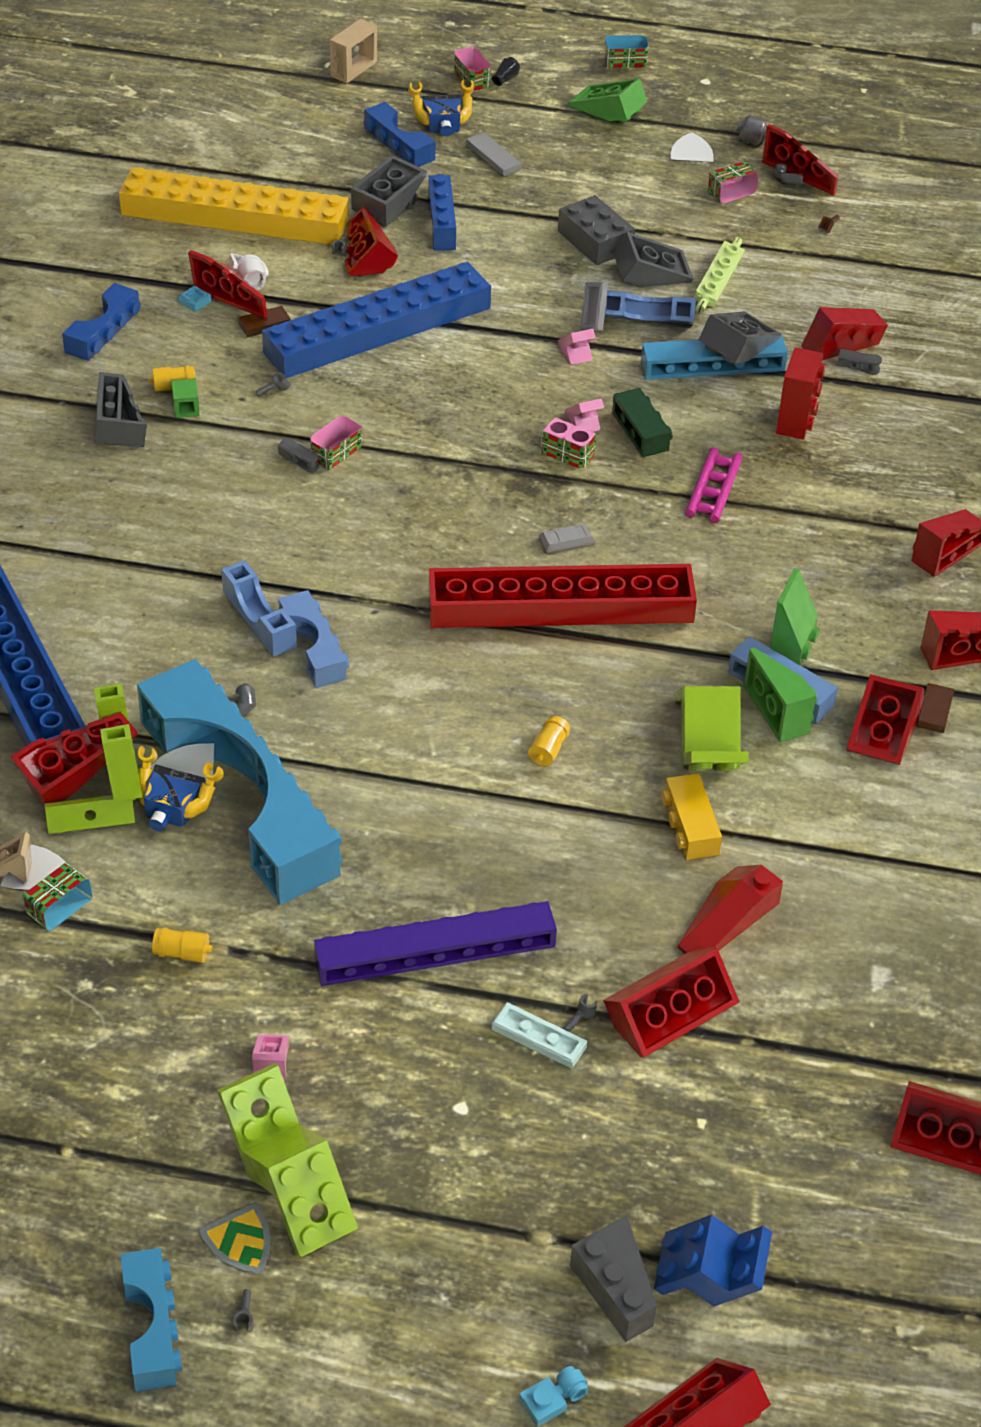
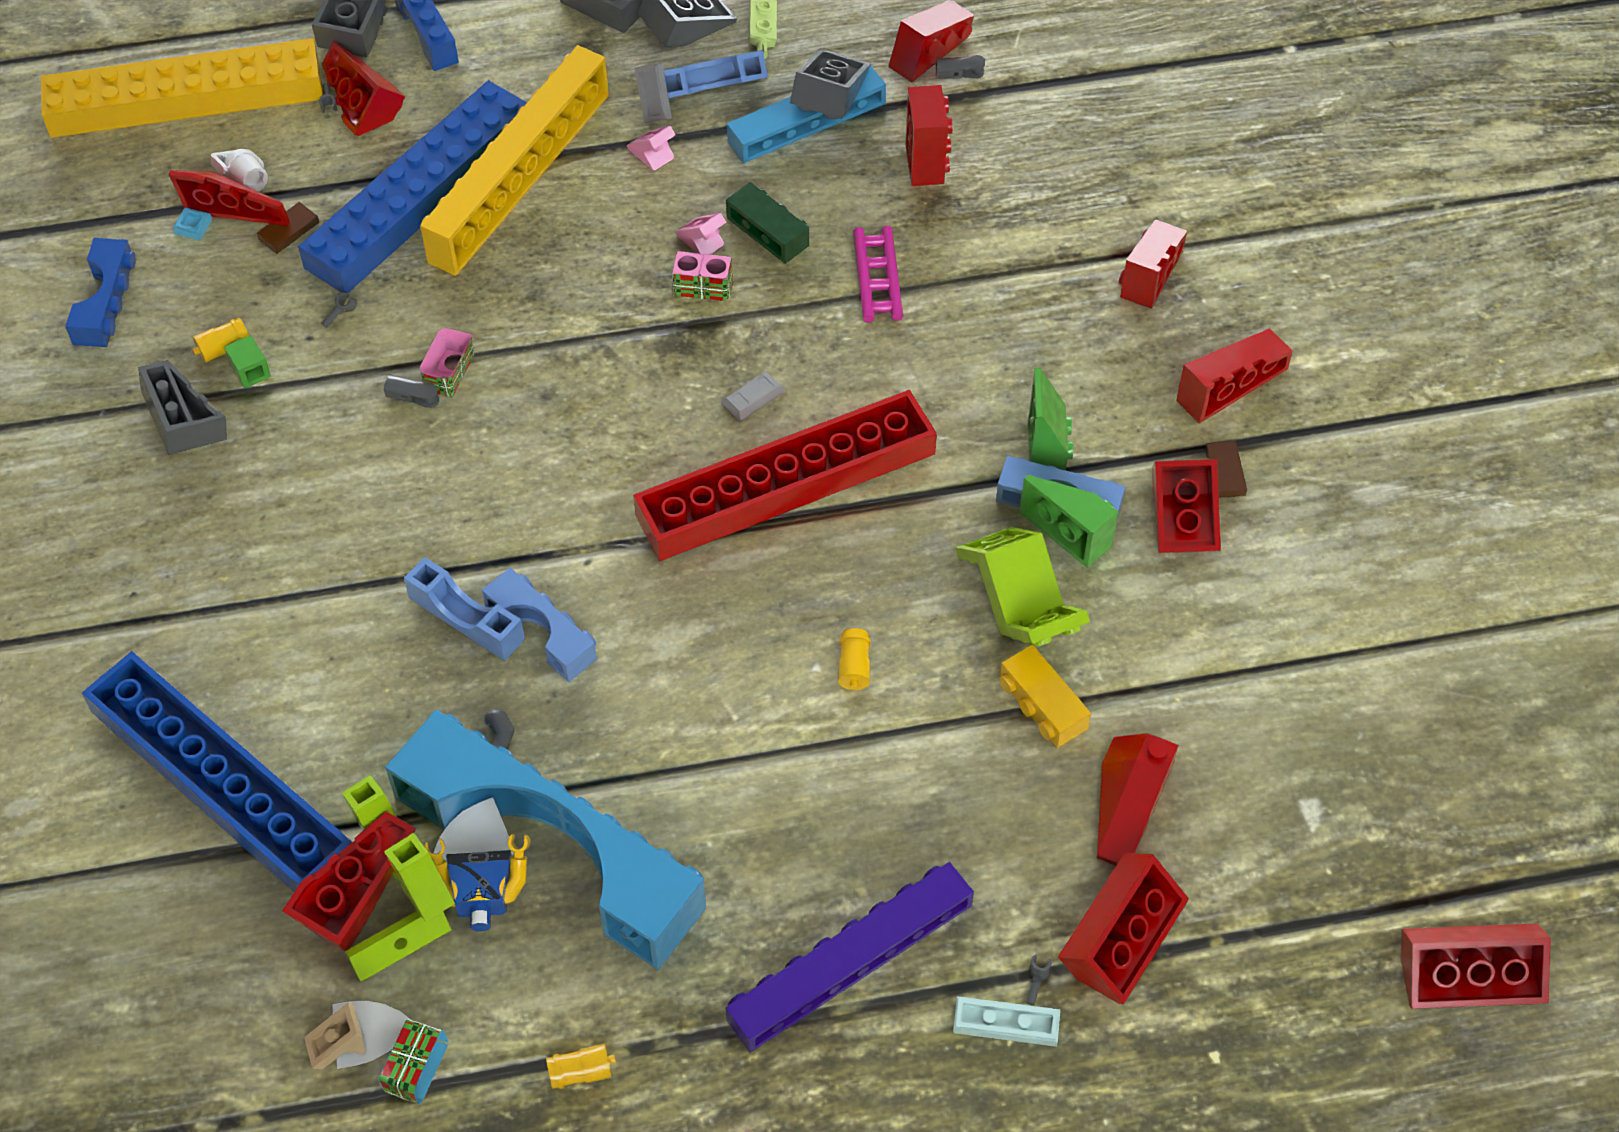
camera: 20 degrees left, 10 degrees up
(460, 321) = (514, 160): none -> yellow brick

